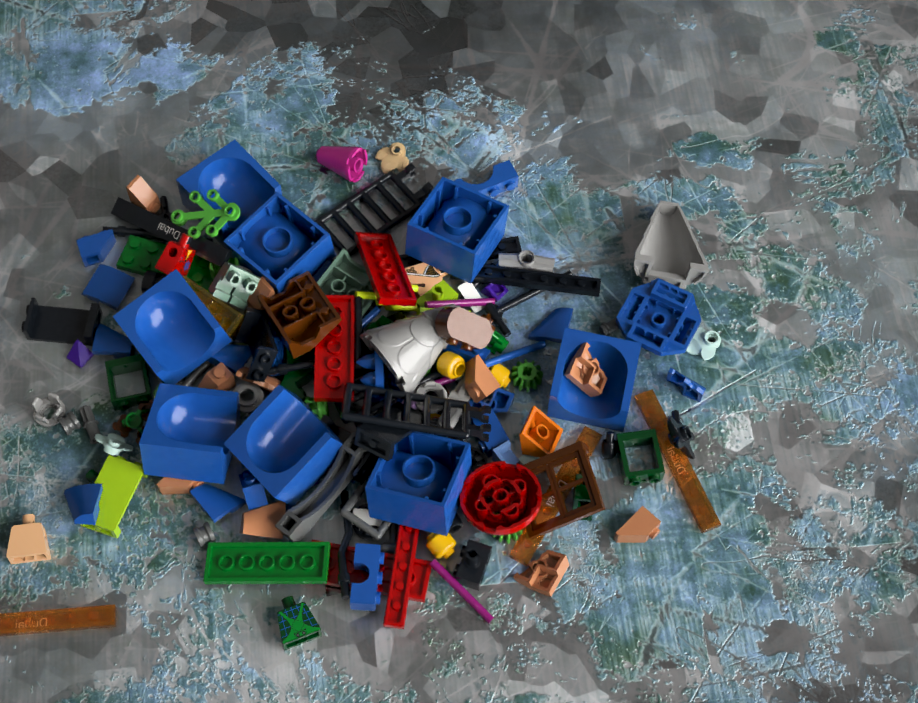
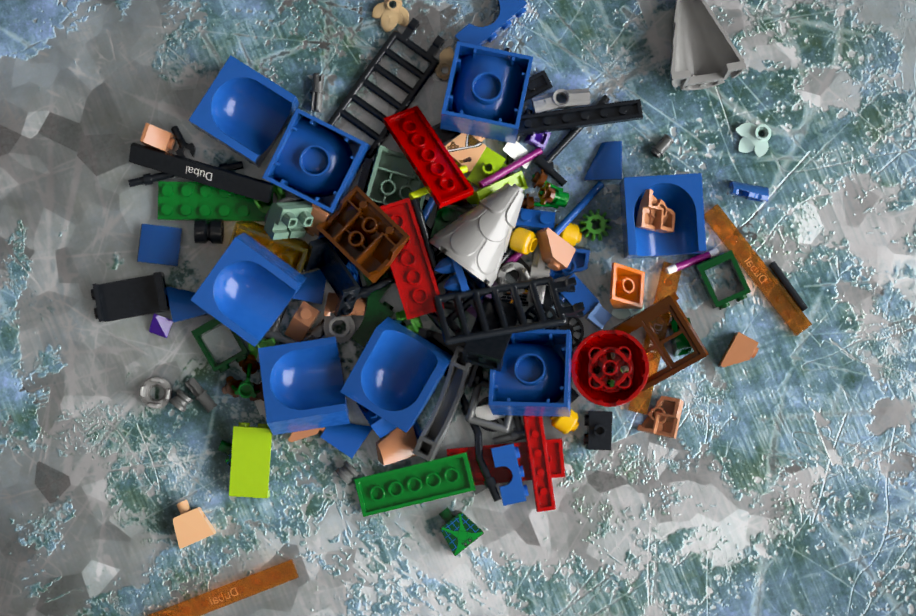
camera: 20 degrees left, 25 degrees up
(84, 502) = (230, 481): blue slope -> none
(96, 247) = (130, 206): blue slope -> none
(113, 443) = (231, 410): light aqua plate -> none
(177, 256) = (221, 206): red torso -> none
(207, 215) = (237, 152): bright green plant -> none
(303, 200) = (317, 92): none -> dark grey axle
(343, 161) = (342, 35): dark pink cone -> none
(461, 591) = (596, 458): magenta bar -> none
(463, 328) = (528, 210): brick -> none
(602, 432) = (692, 261): none -> magenta bar
(609, 446) = (691, 276): black cylinder -> none
(660, 303) = (712, 111): blue piece -> none
(680, 434) = (756, 249): black animal -> none
(705, 483) = (788, 286): none -> black bar

